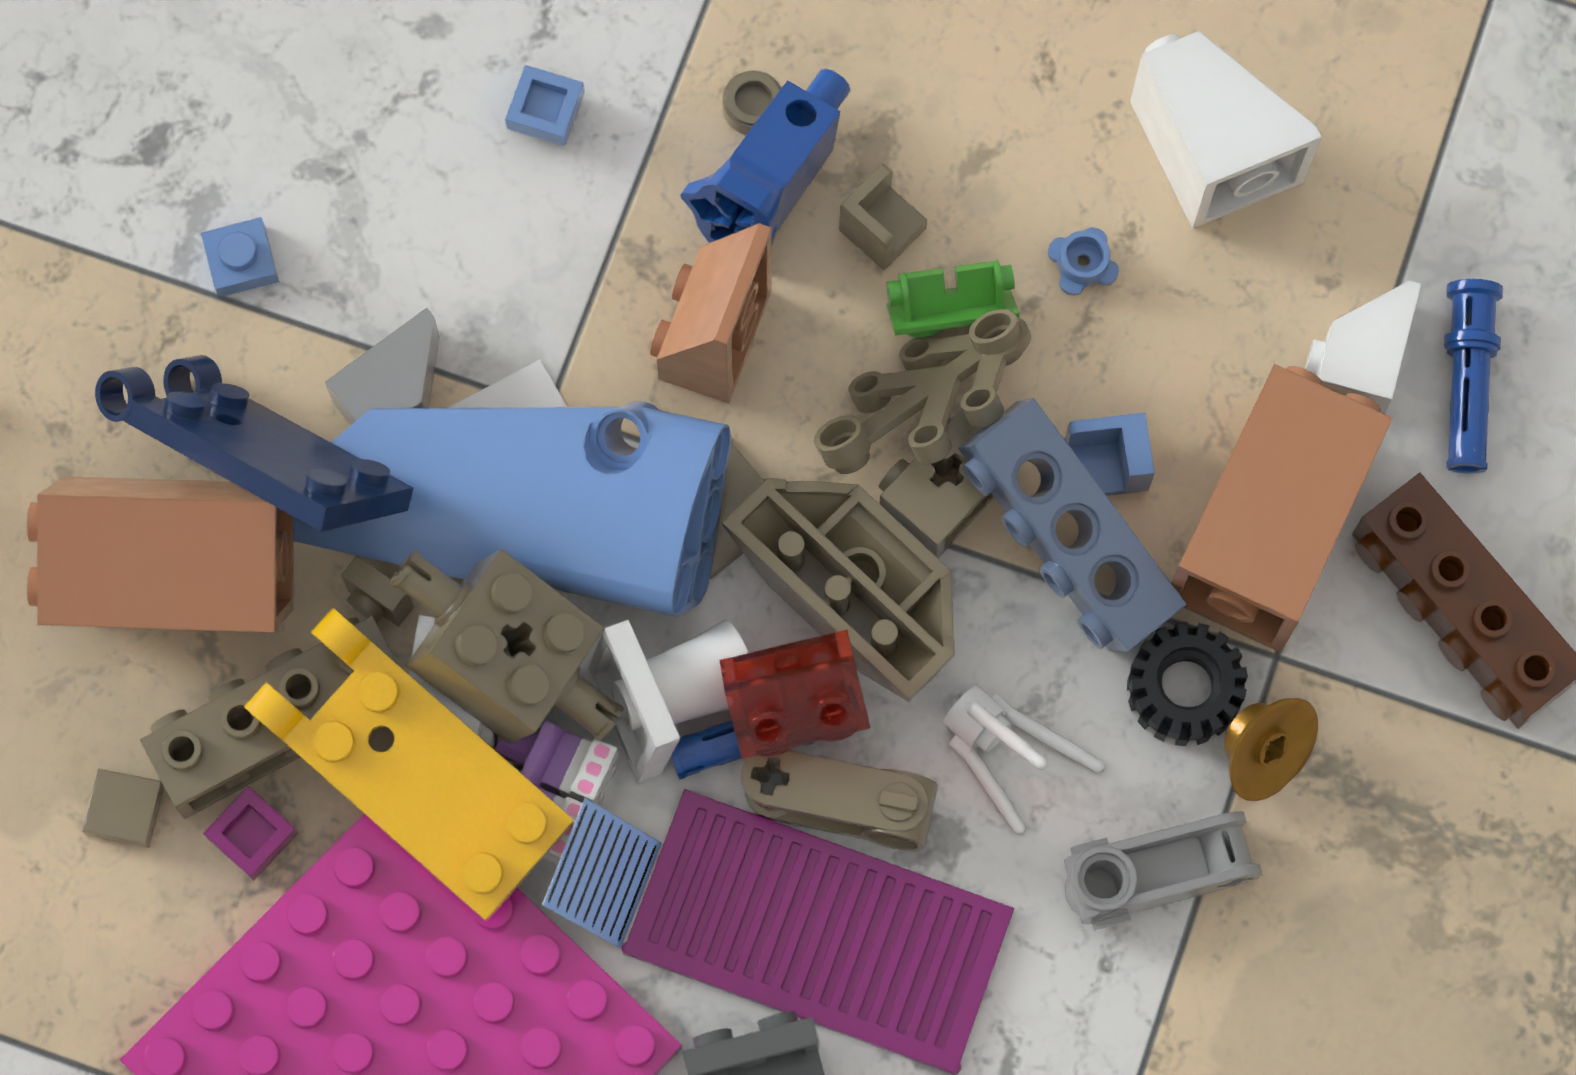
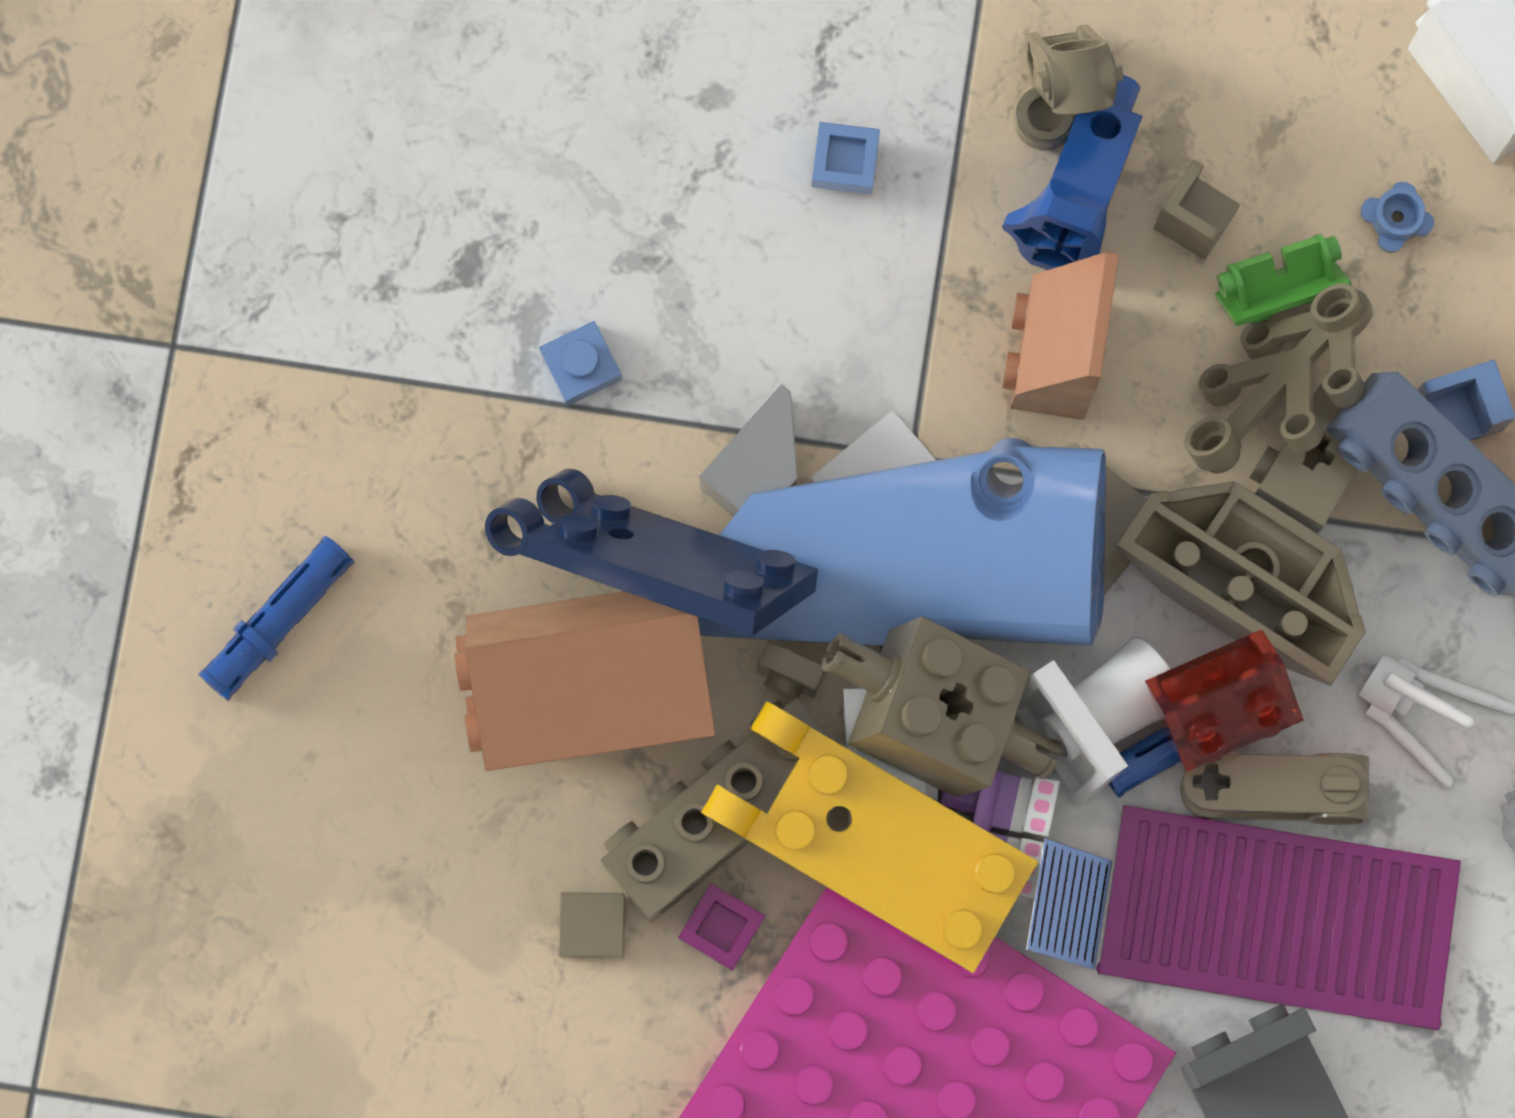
camera: 10 degrees left, 5 degrees up
(777, 54) = (1073, 70): none -> dark tan piece

